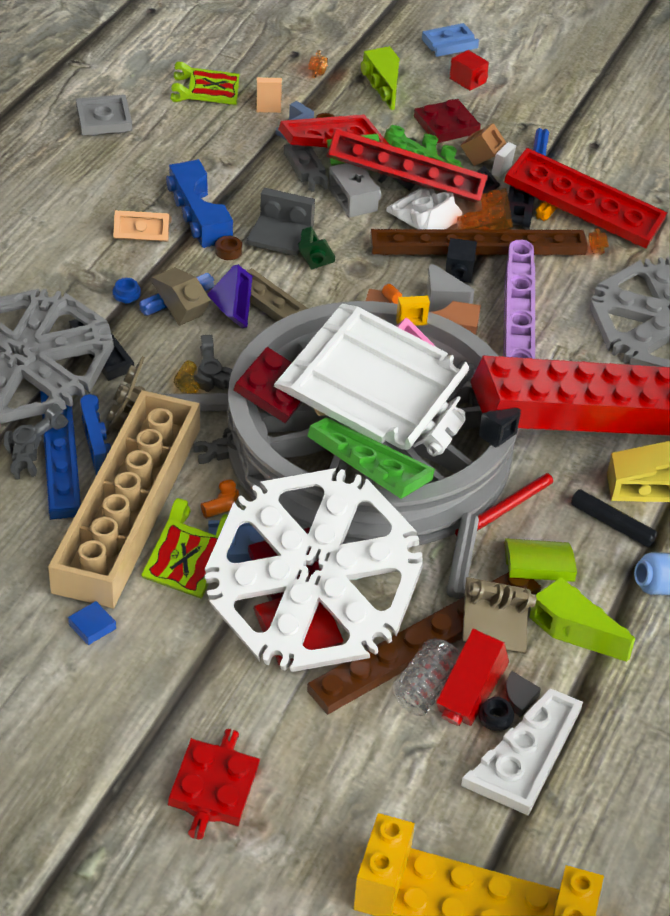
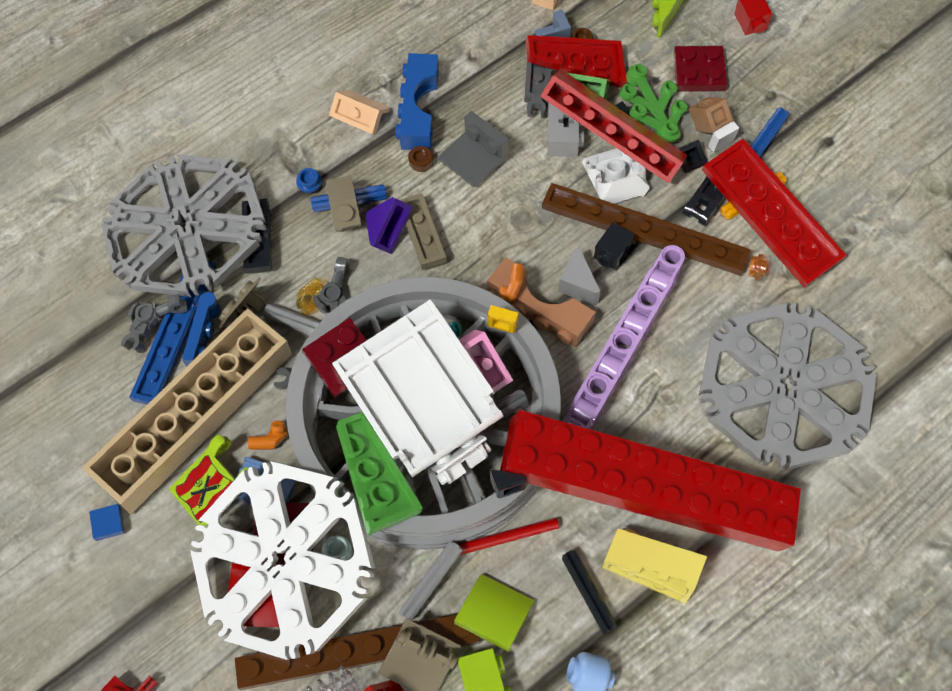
camera: 30 degrees right, 20 degrees up
(315, 251) = (487, 188): dark green bracket -> none
(494, 213) = (672, 205): clear orange plate -> none

